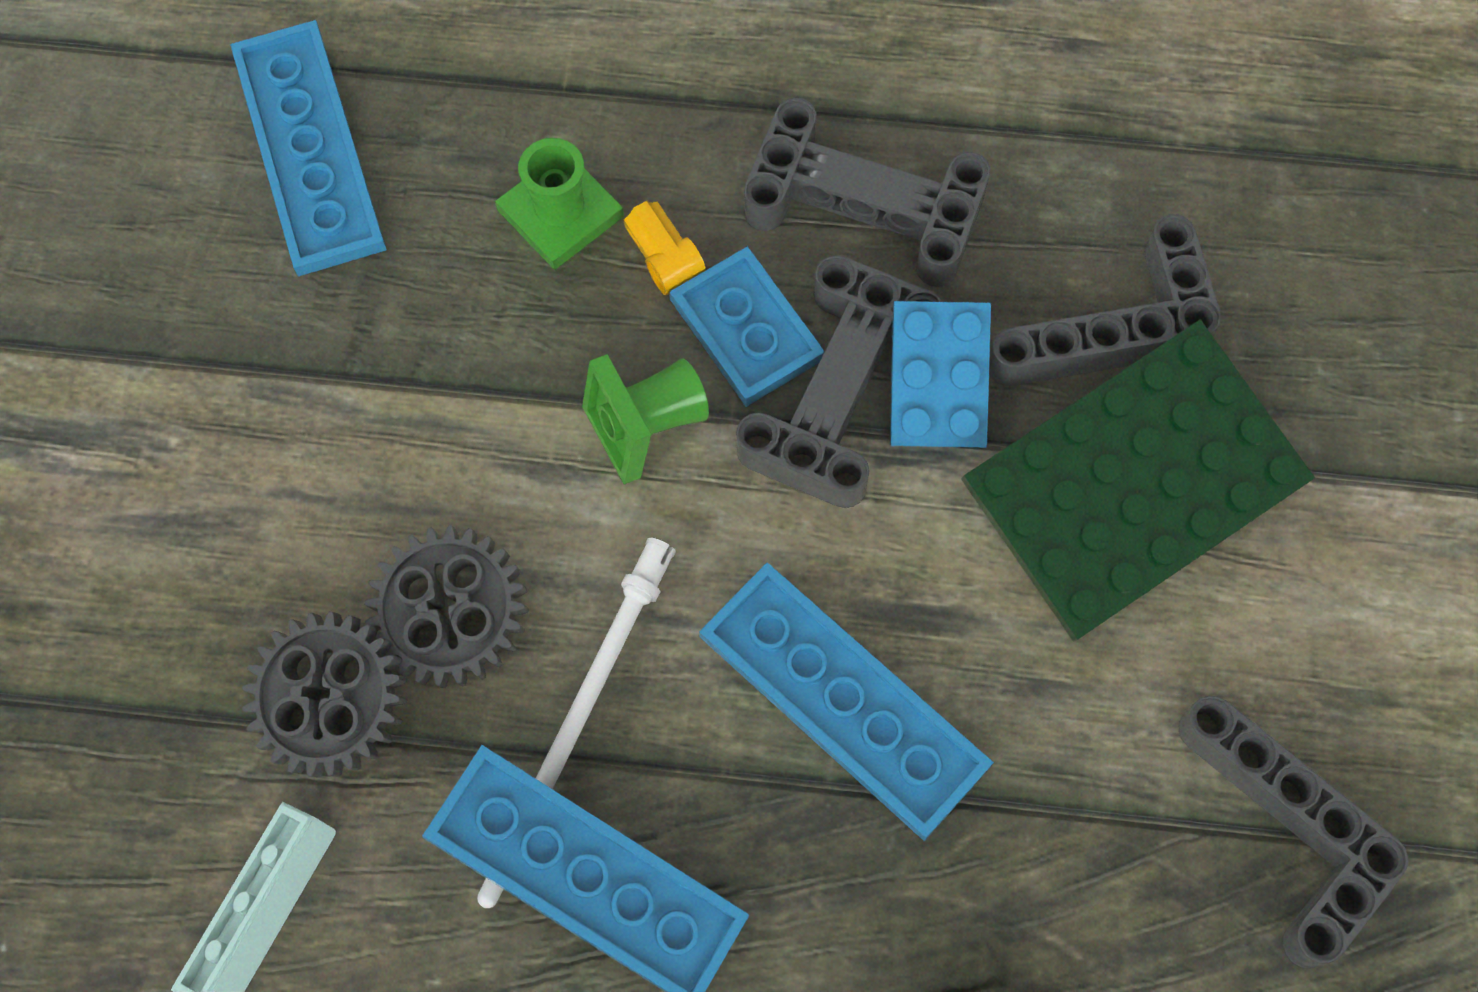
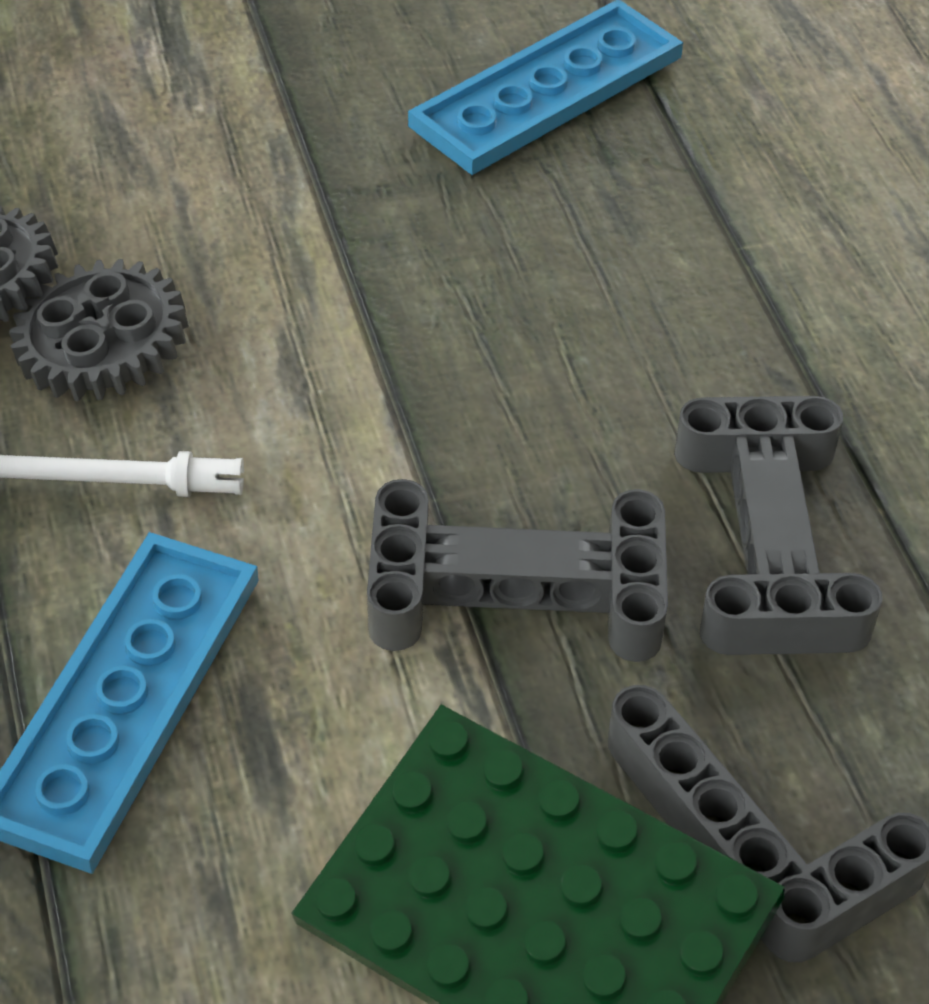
camera: 65 degrees right, 20 degrees down
(557, 201) = (592, 270): bright green plant -> none
(631, 414) = (366, 384): bright green plant -> none
(667, 255) = (589, 377): yellow piece -> none
(746, 326) = (541, 466): dark azure plate -> none
(940, 374) = (569, 651): dark azure plate -> none

